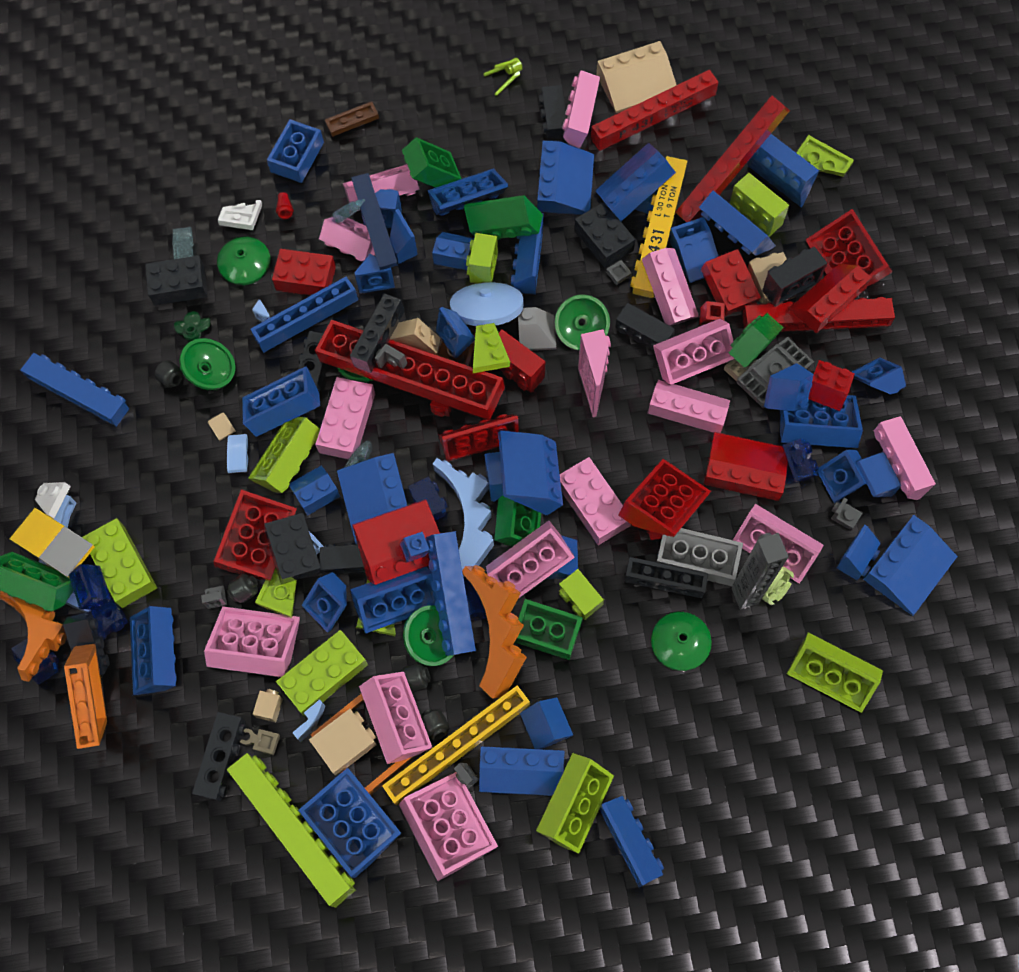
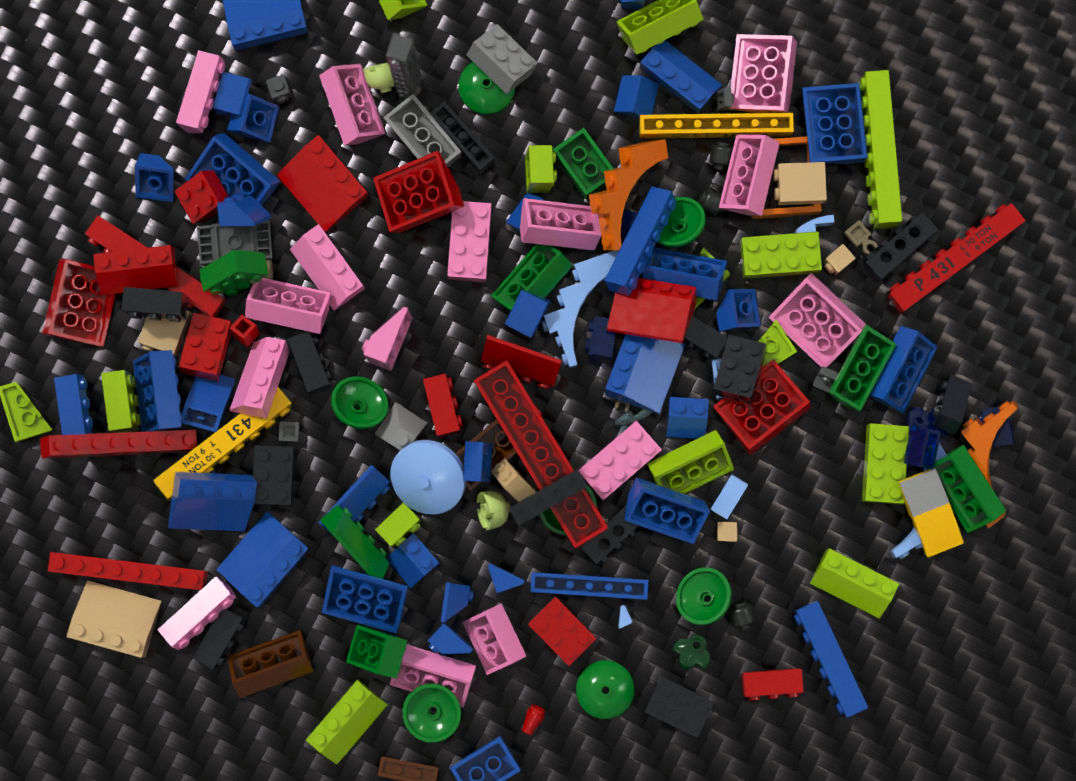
camera: 145 degrees left, 15 degrees up
(51, 497) = (908, 561): white wing -> none
(86, 696) = (975, 350): orange window -> none
(90, 458) = (854, 583): none -> lime slope
(112, 343) = (772, 683): none -> red brick
(160, 784) = (957, 257): none -> red brick
(182, 242) = (649, 744): clear light blue slope -> none
(185, 622) = (861, 369): none -> green slope
(240, 215) = (578, 737): white wing -> none
(242, 588) = (799, 369): pearl dark grey head -> none
(347, 210) = (482, 653): clear light blue piece -> none
(361, 157) = (422, 722): none -> green dish
(374, 222) = (471, 622): dark blue tile -> none
(391, 355) = (550, 463): dark grey bracket -> none
(412, 312) = (493, 509): none -> yellowish green cylinder
(414, 546) = (645, 289): blue brick -> none
(421, 114) = (347, 722): none -> lime slope
(489, 349) = (463, 418): lime wing -> none
(505, 119) = (269, 664): none -> reddish brown slope
(512, 67) = (219, 718): lime plant -> none
(530, 470) = (505, 294): blue slope -> none
(686, 666) = (501, 58): none -> light grey brick
(800, 460) = (280, 152): clear blue brick -> none
(859, 554) = (298, 49): blue slope -> none

